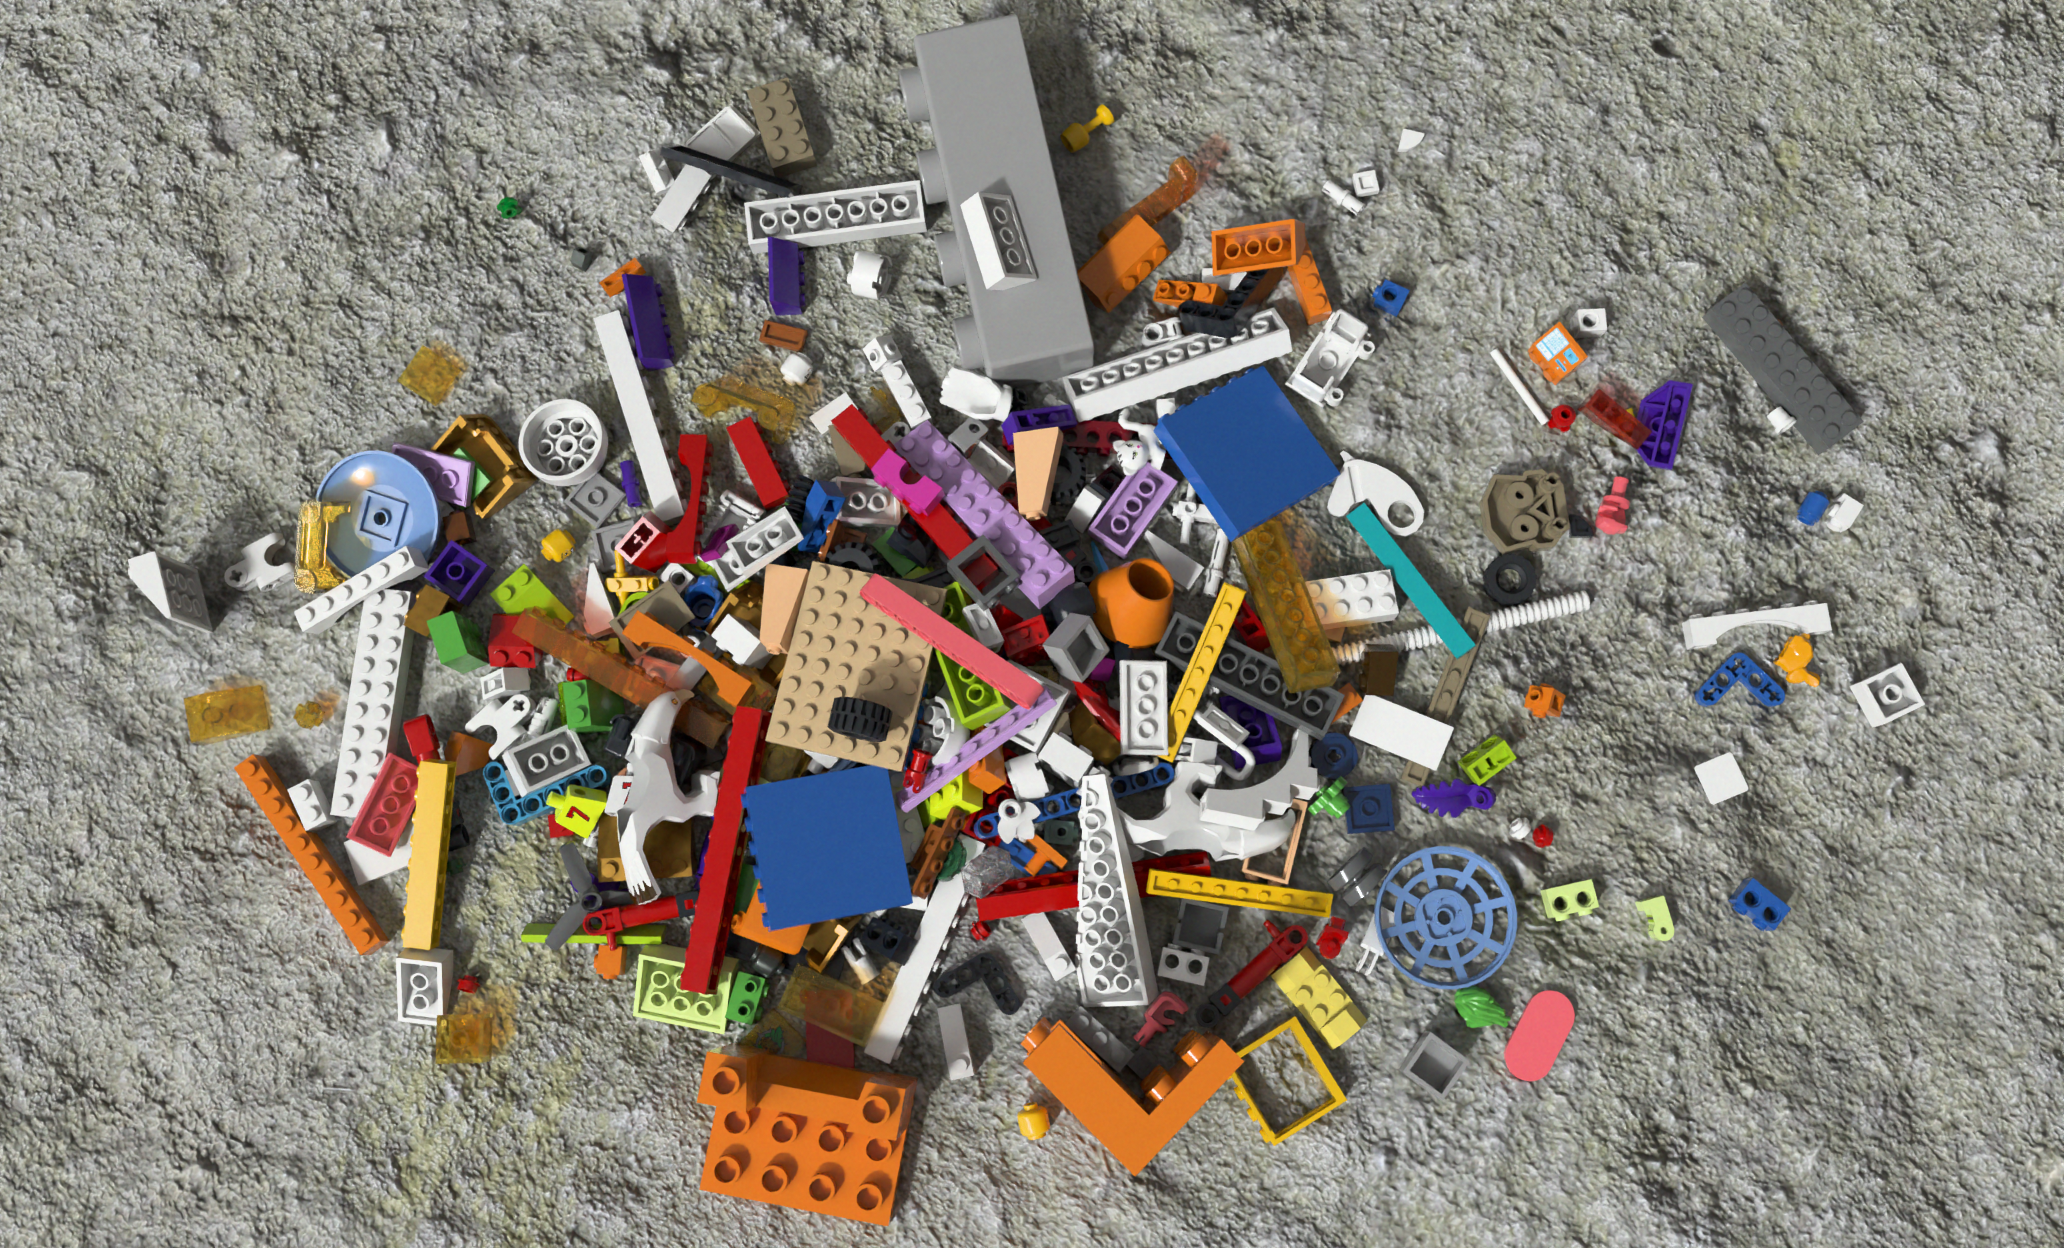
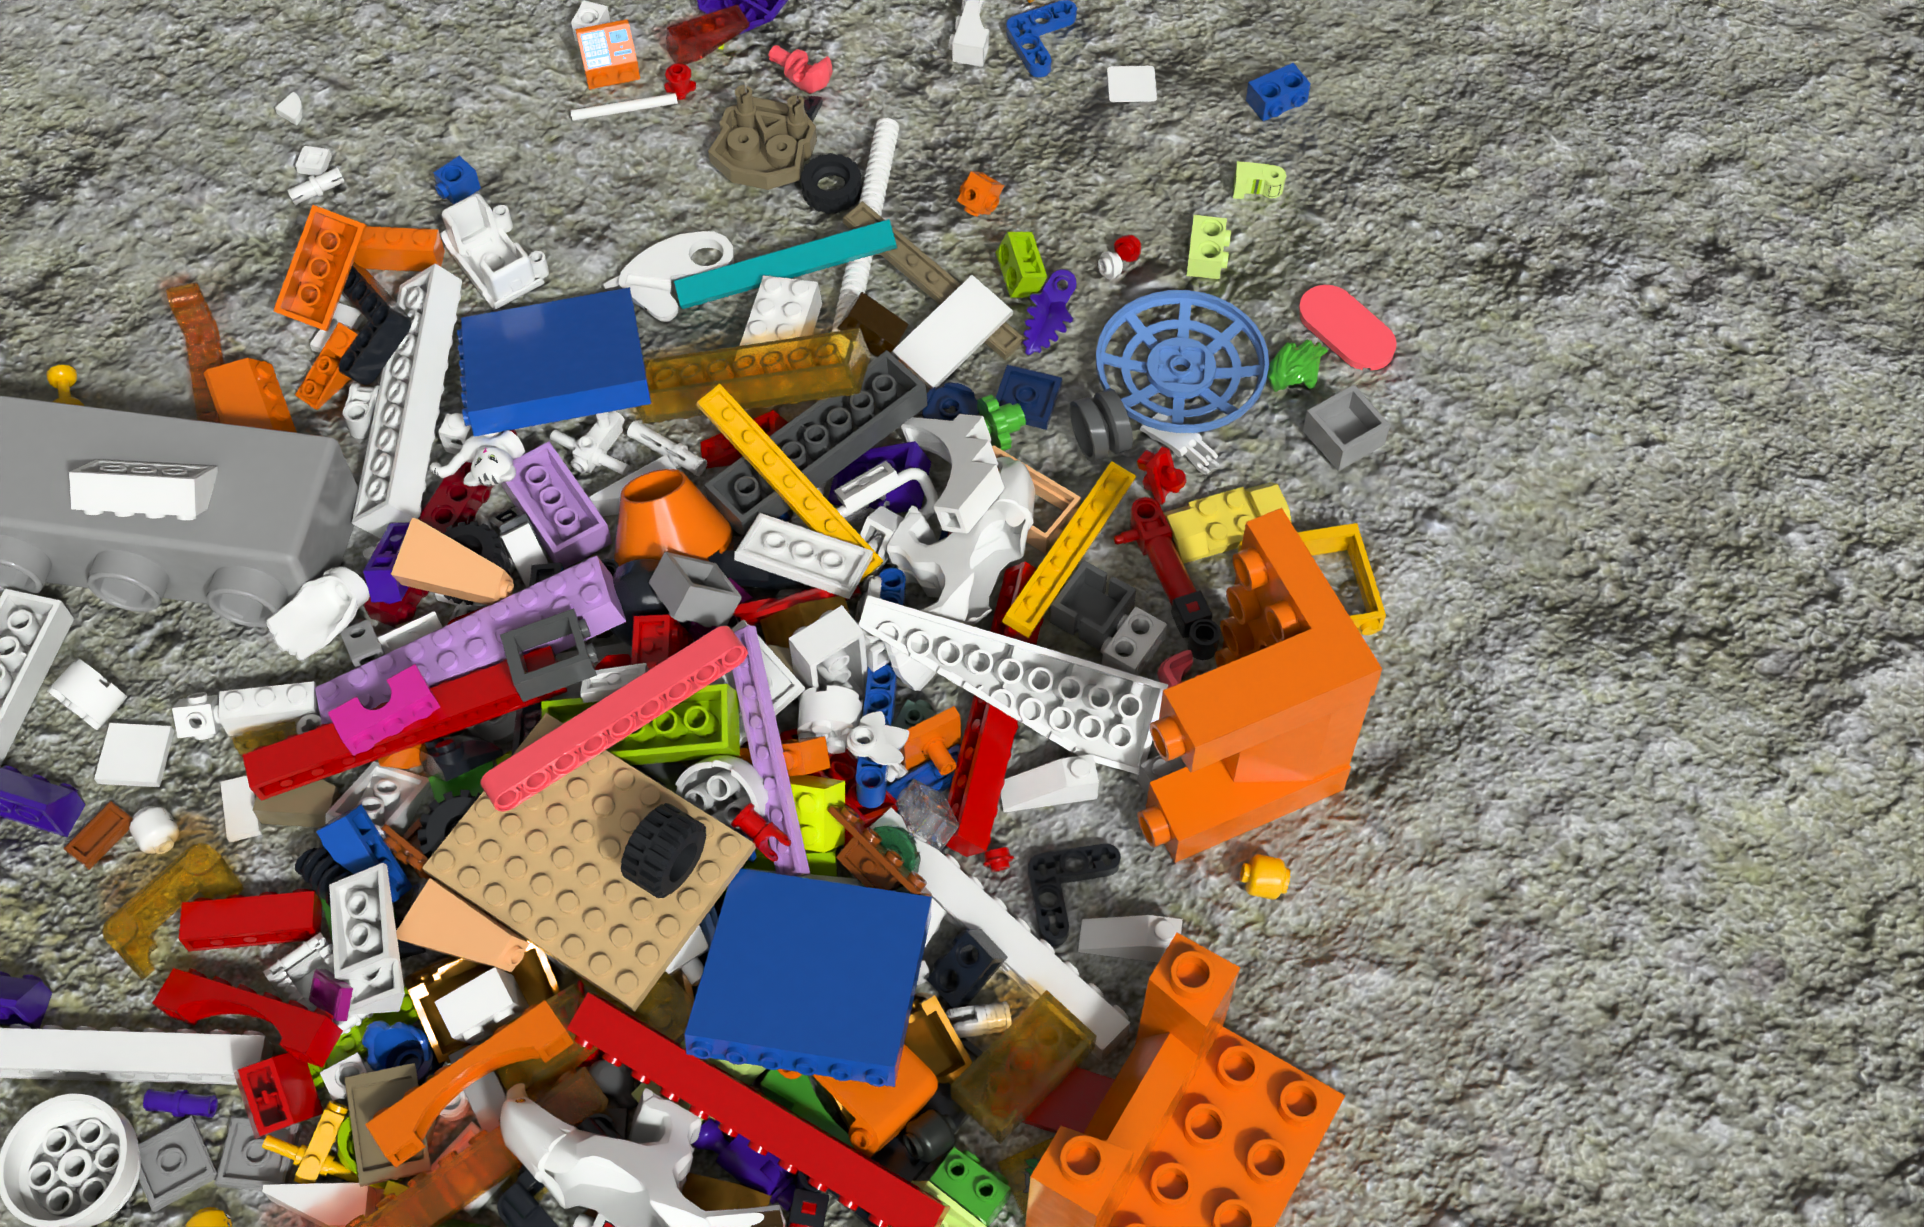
camera: 75 degrees left, 20 degrees down
(845, 326) = (134, 755): none -> white tile

